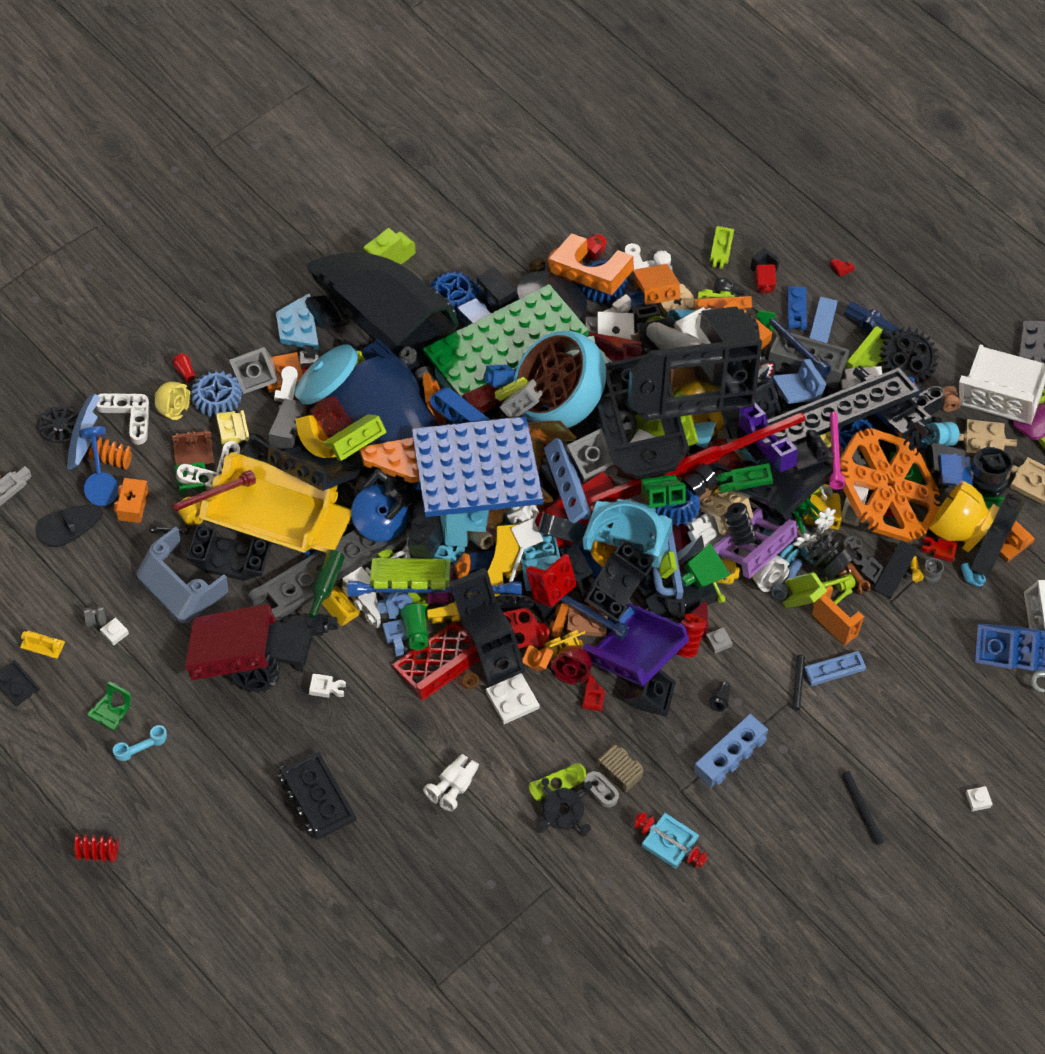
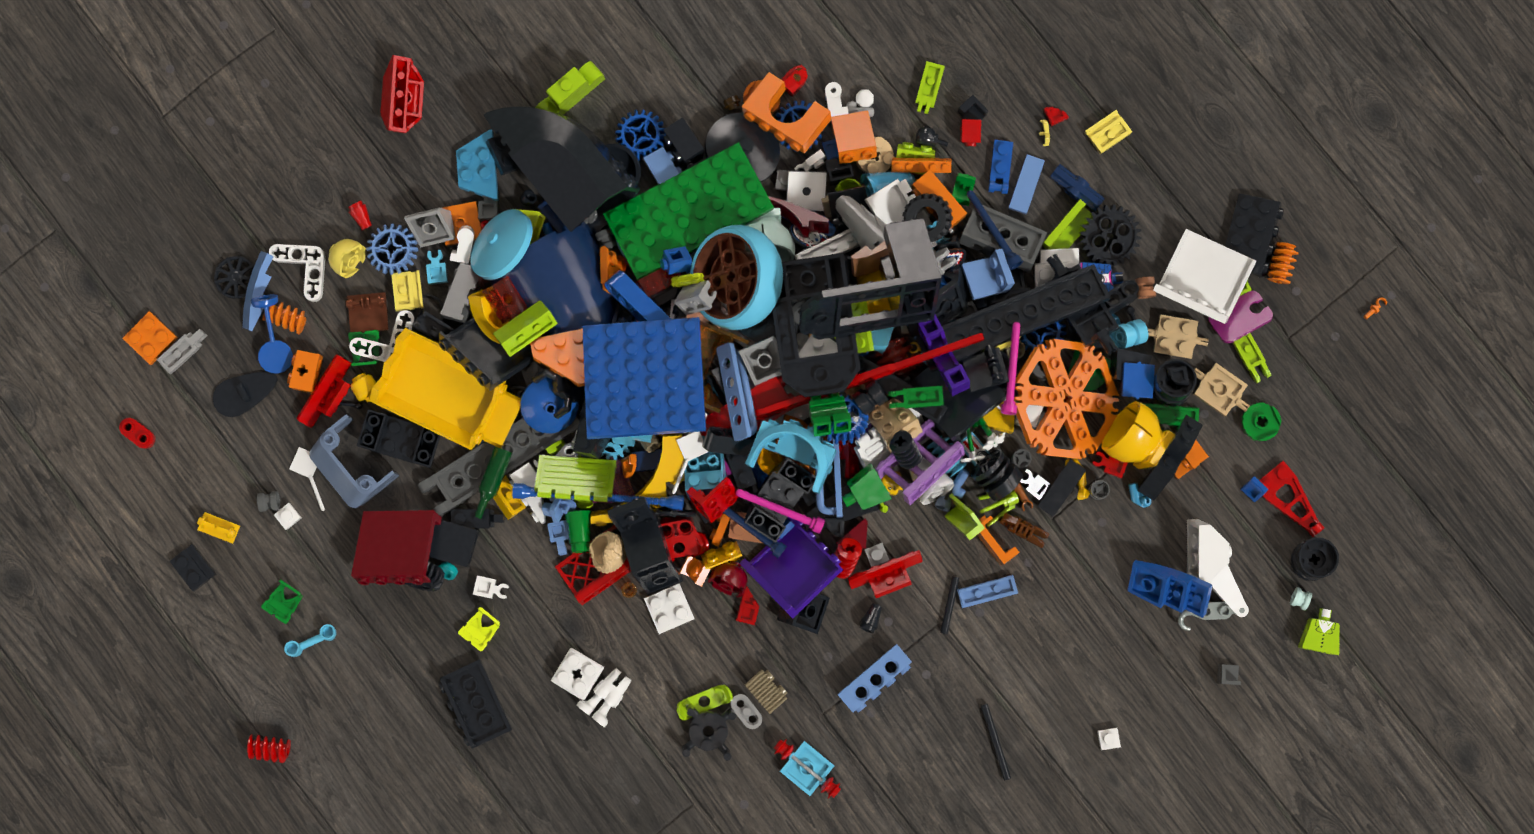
camera: 10 degrees right, 25 degrees up
(131, 586) = (304, 465): none -> white piece
(153, 518) = (327, 393): none -> red bracket
(222, 265) = (401, 95): none -> red wedge
(245, 479) = (416, 361): dark red piece -> none
(260, 409) = (436, 271): none -> medium azure plate
(285, 671) = (449, 570): none -> teal tile
(311, 727) = (476, 633): none -> neon yellow piece
(419, 750) = (589, 670): none -> white brick
(448, 639) = (607, 552): none -> tan hair
(654, 604) = (815, 524): none -> dark pink piece
(667, 565) = (830, 485): lime tile -> none
(690, 550) = (852, 466): dark grey sticker -> none
(731, 655) = (888, 576): none -> red bracket
(835, 281) = (1046, 132): none -> light yellow piece
(870, 611) = (1024, 529): none -> reddish brown hinge
(893, 276) = (1108, 132): none -> light yellow plate

